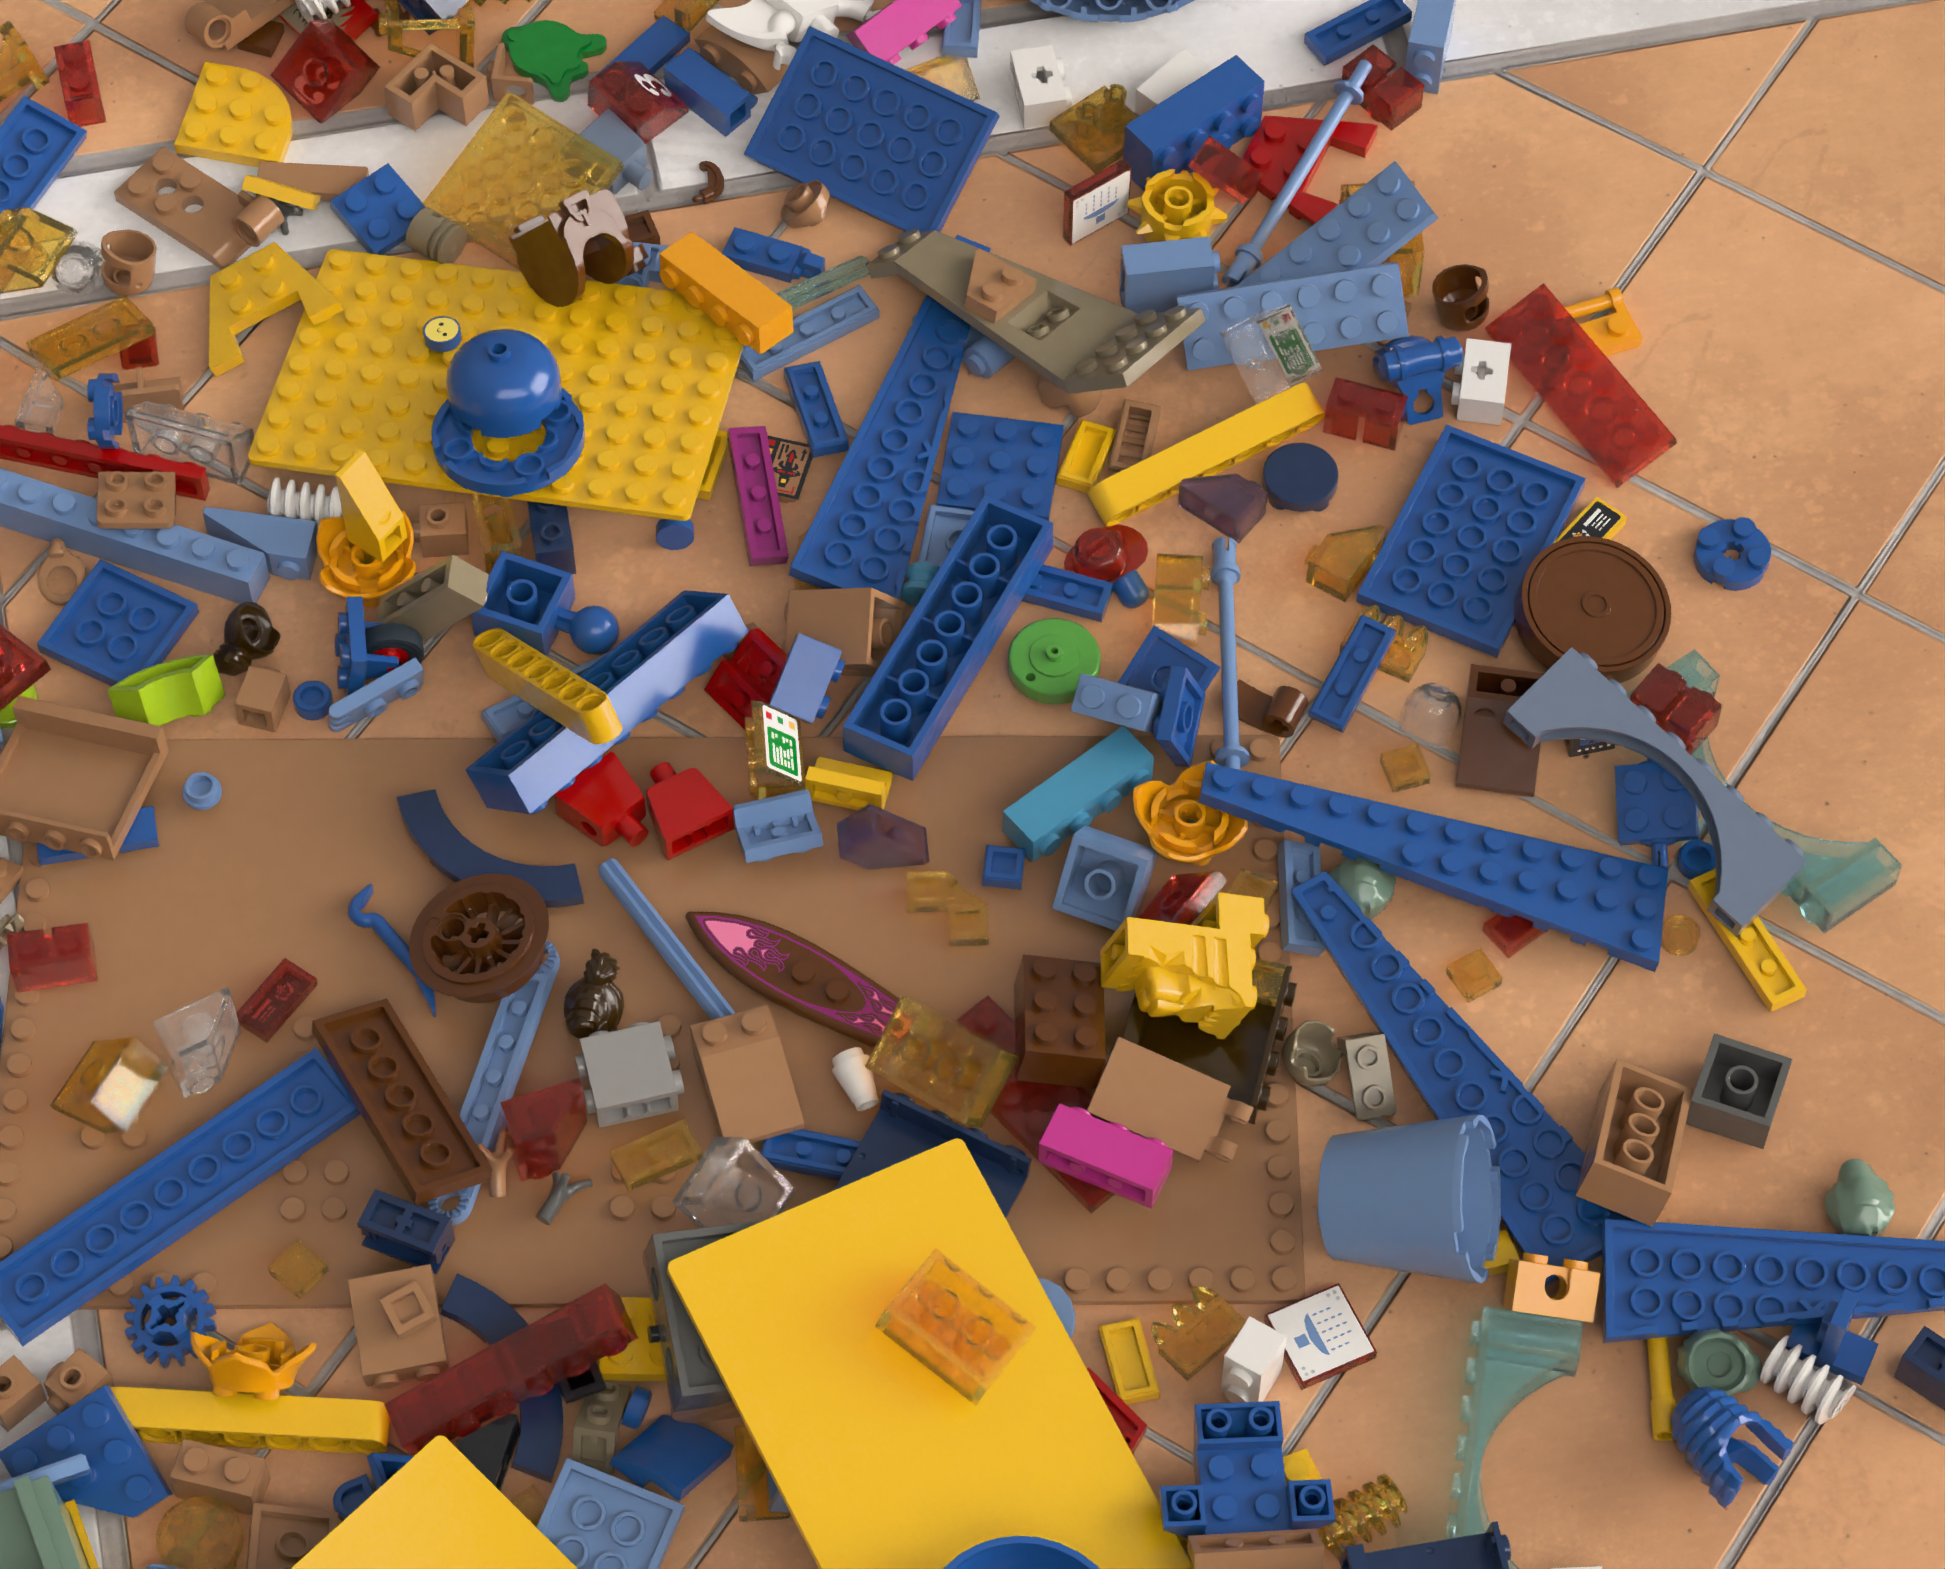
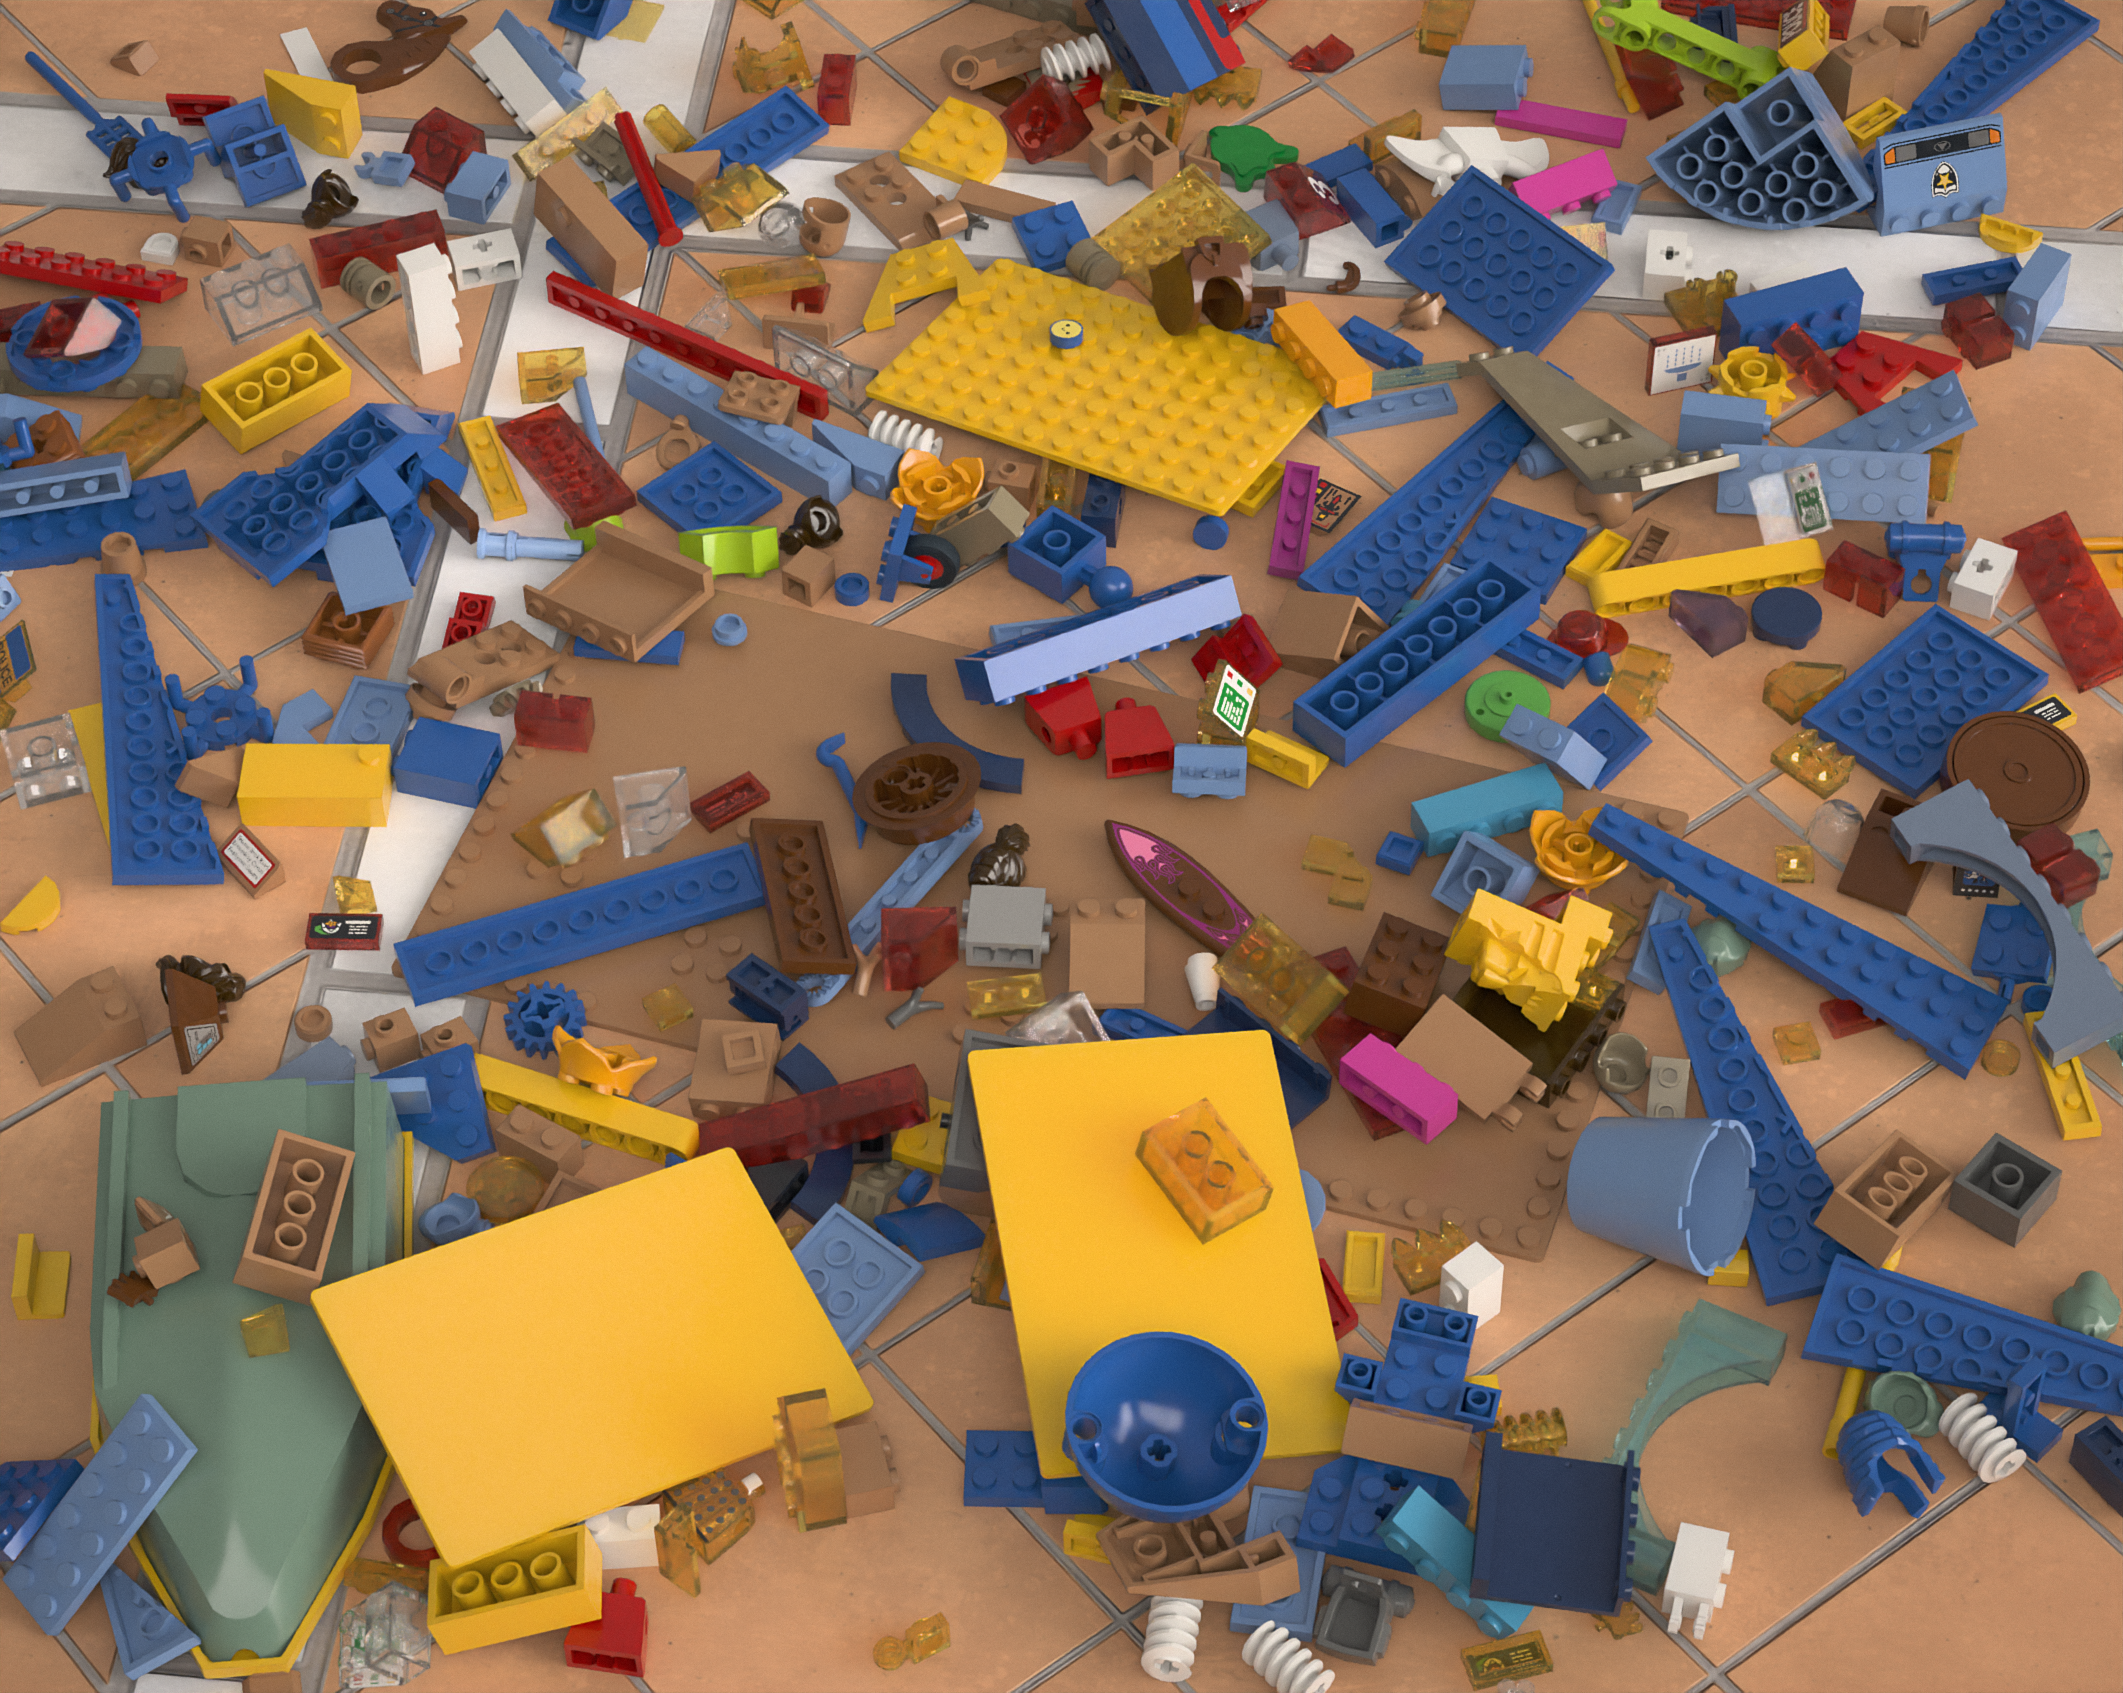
camera: 20 degrees right, 10 degrees down
(106, 410) = (756, 330): blue plate -> none
(281, 192) = (973, 203): yellow tile -> none
(368, 508) = (947, 441): yellow slope -> none
(376, 696) = (905, 595): medium blue hinge -> none
(503, 383) = (1098, 370): blue cylinder -> none
(528, 472) = (1059, 390): blue plate -> none
(547, 686) = (1046, 607): yellow beam -> none
(664, 940) = (1076, 831): medium blue axle -> none
(806, 678) = (1277, 657): brick -> none
(816, 409) = (1372, 467): blue tile -> none
(881, 840) = (1298, 803): slope -> none
(996, 287) = (1562, 400): medium nougat wing -> none
(1180, 716) = (1598, 763): blue plate -> none
(1226, 574) = (1688, 677): medium blue bar -> none
(1249, 254) = (1941, 324): medium blue bar -> none
(1270, 714) = (1684, 793): reddish brown panel -> none
(1321, 1336) = (1545, 1291): white tile -> none
(1352, 673) = (1773, 777): blue tile -> none
(1459, 298) = (1986, 506): reddish brown helmet -> none
(1527, 1293) = (1793, 1294): light orange brick -> none

